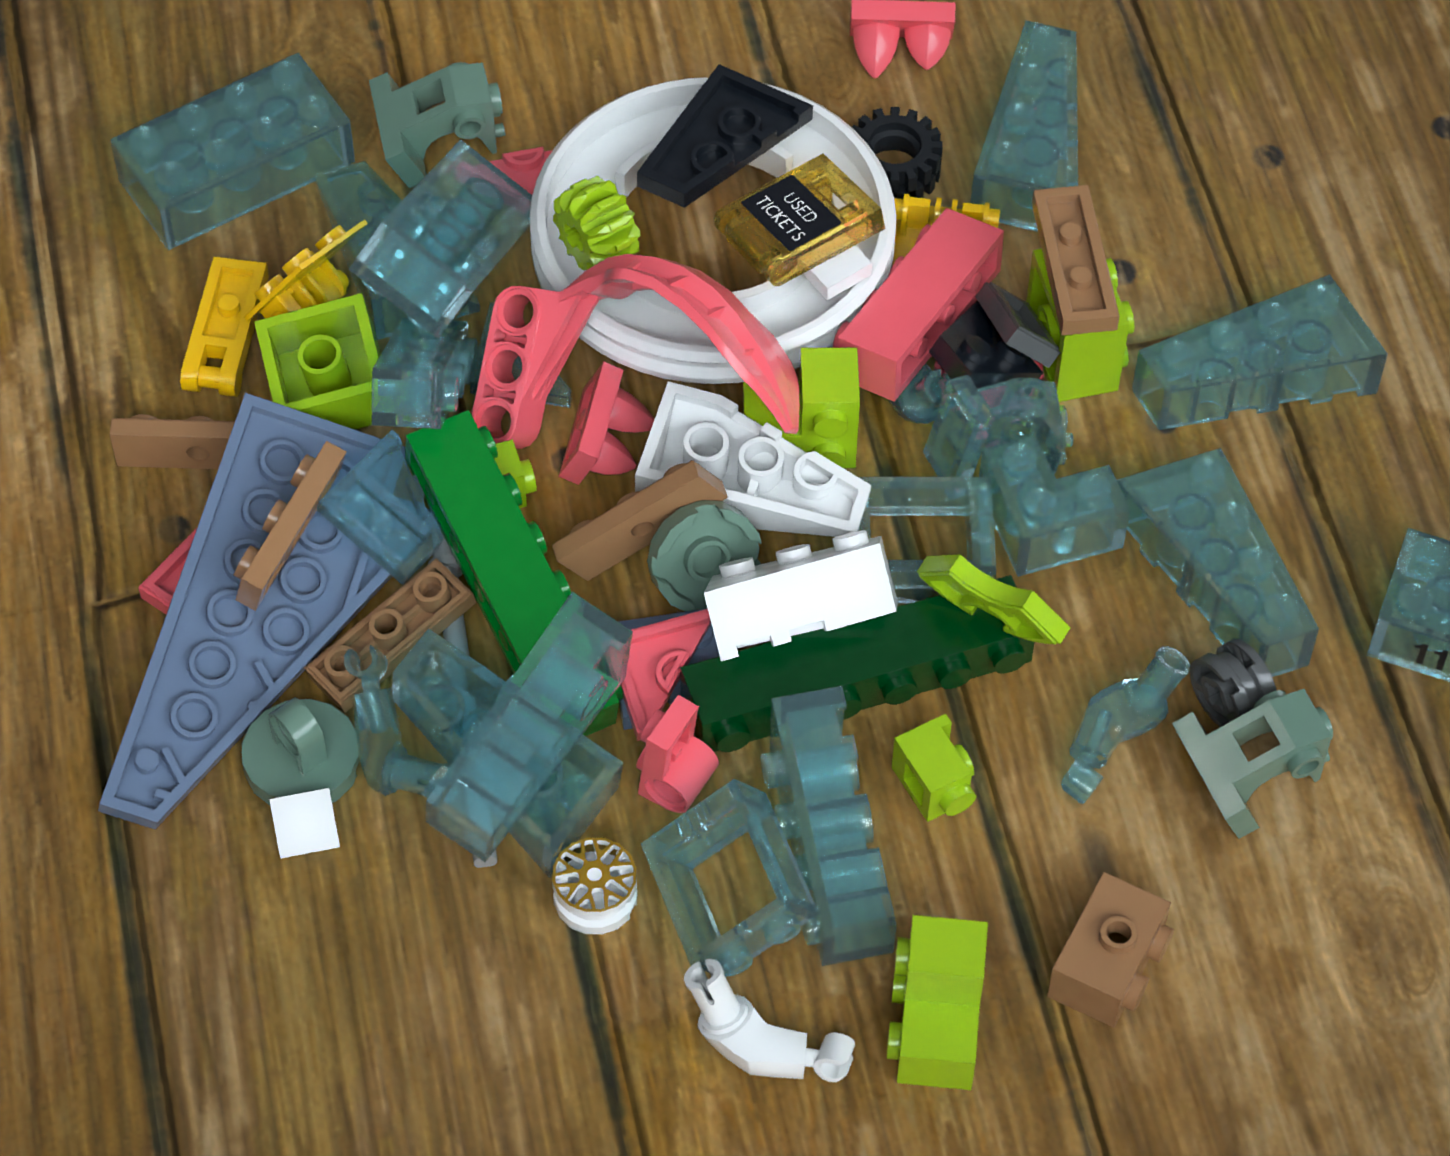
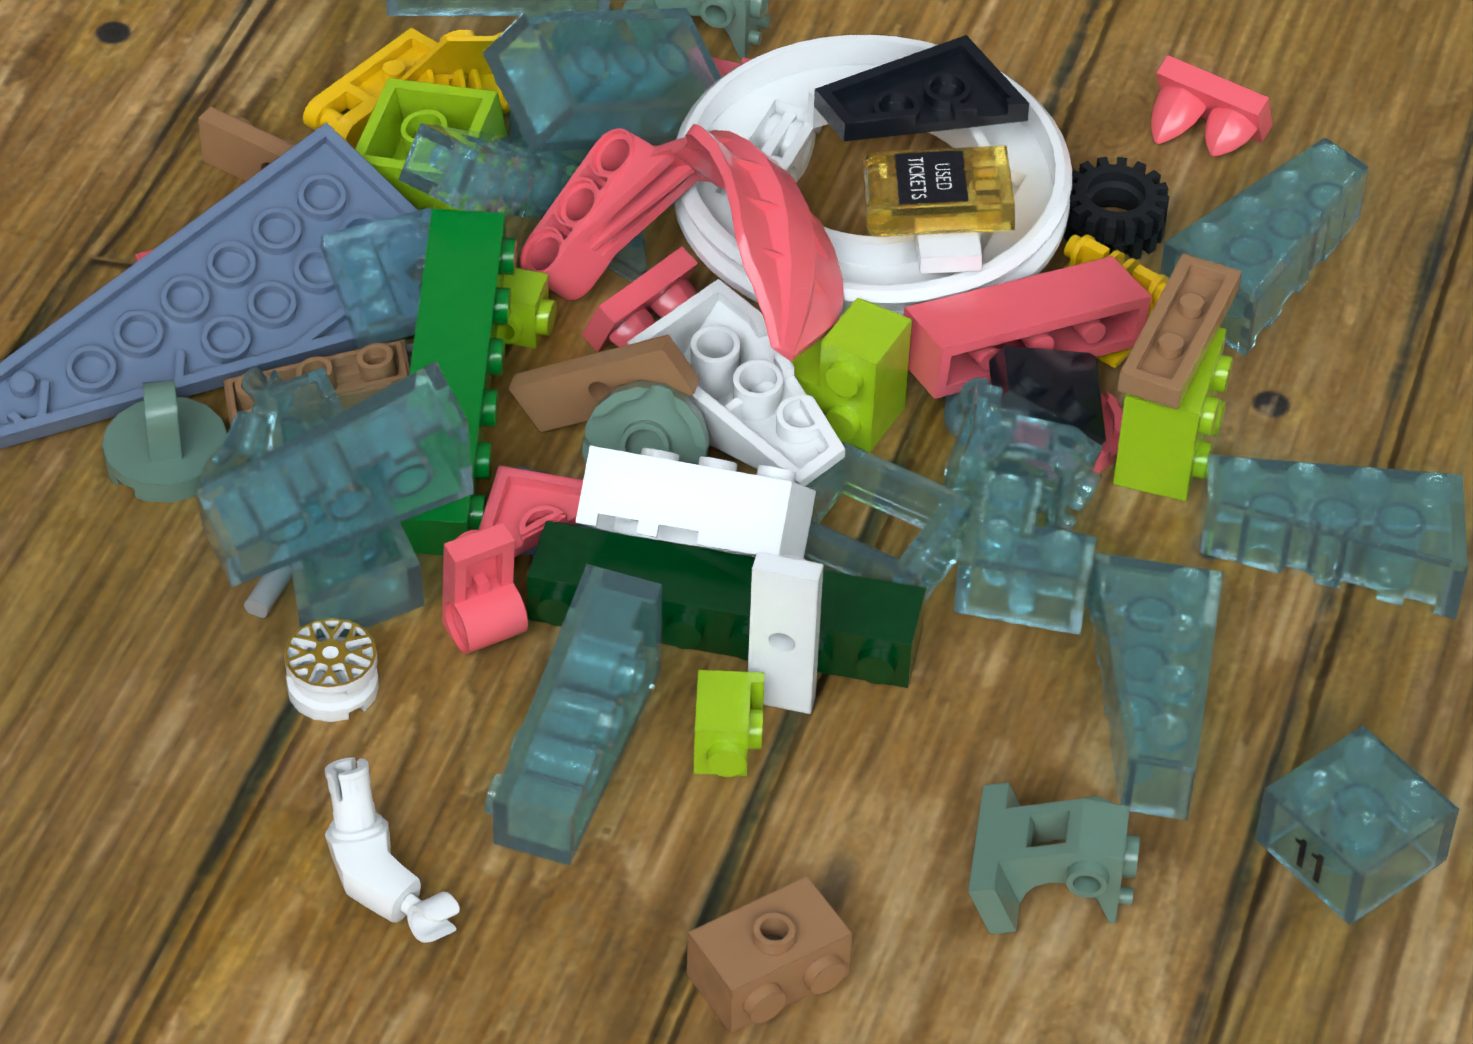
camera: 30 degrees right, 10 degrees down
(287, 524) = (277, 243): medium nougat plate -> none
(304, 823) = (119, 498): white tile -> none
(595, 222) = (739, 101): lime gear -> none
(701, 834) = (492, 673): clear light blue window -> none
(941, 991) = (567, 914): lime brick -> none
(951, 669) = (786, 628): none -> white tile
(970, 589) = (874, 583): lime tile -> none
(1018, 324) = (1097, 382): dark grey tile -> none
(1119, 715) = (942, 765): clear light blue arm -> none
(1229, 681) = (1078, 771): dark grey wheel -> none

